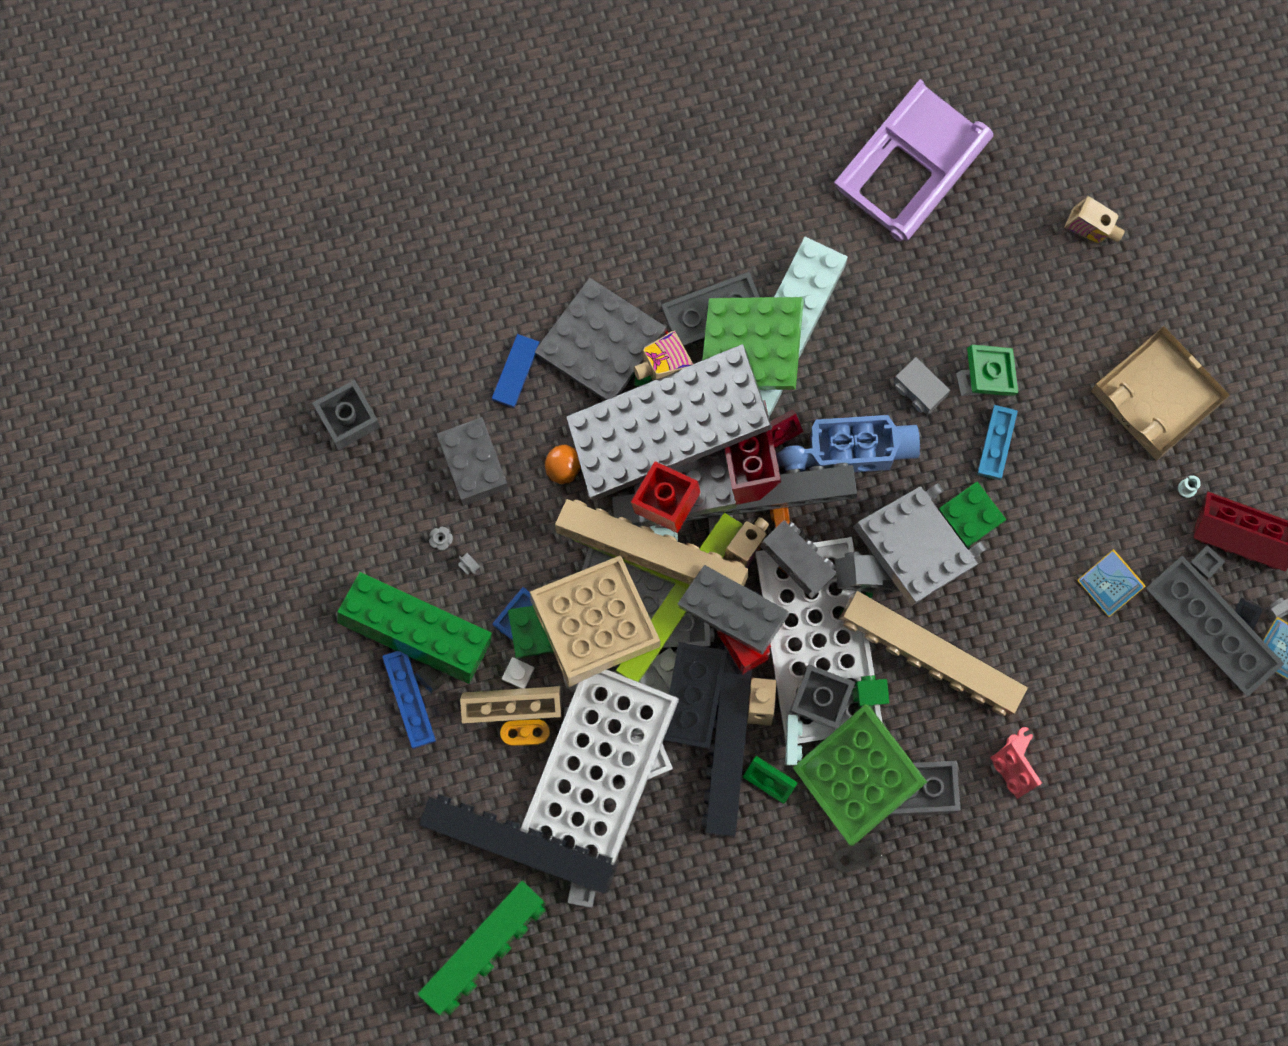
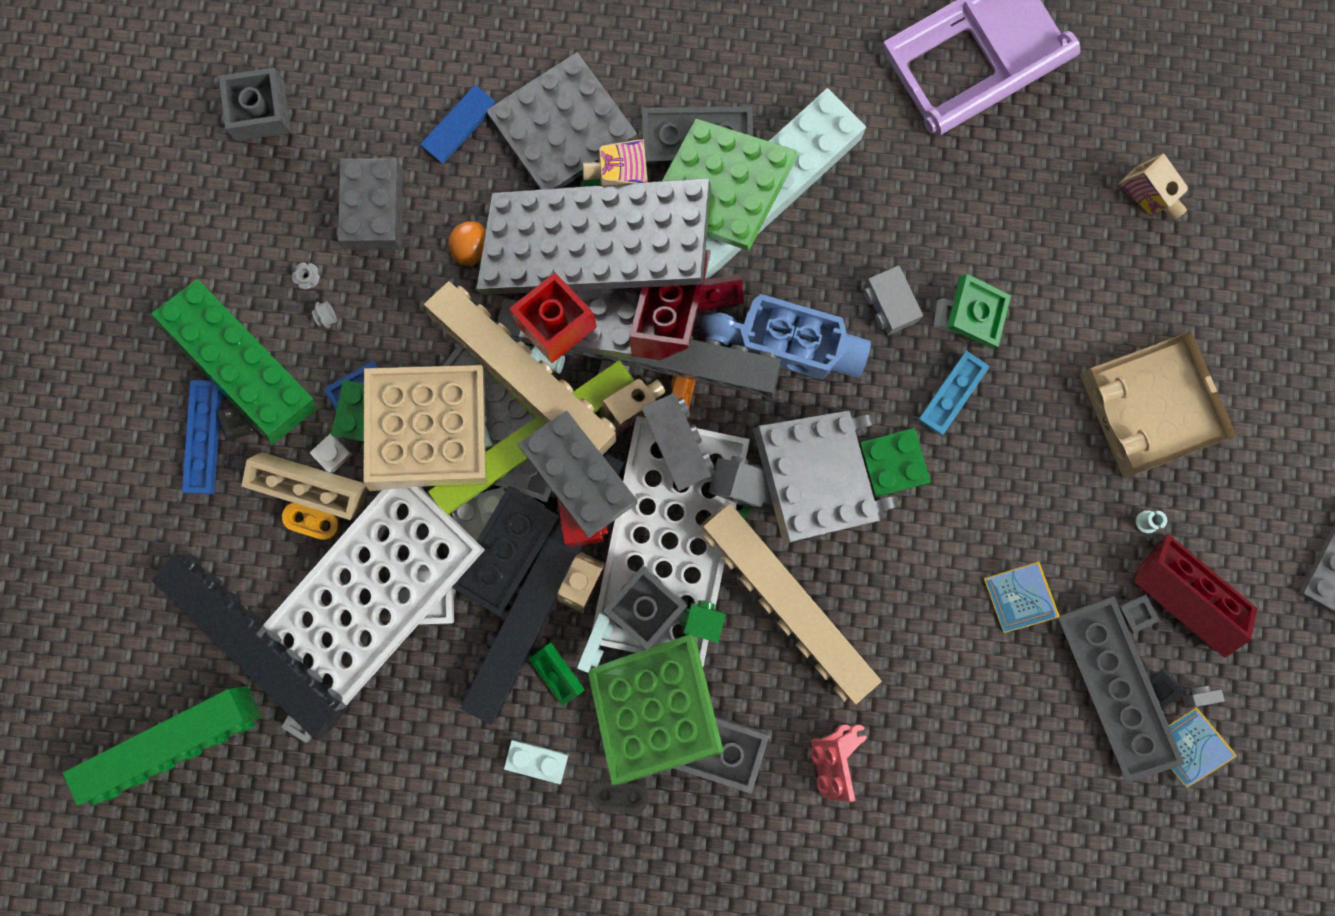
camera: 20 degrees right, 5 degrees up
(780, 855) = (536, 761): none -> light aqua plate

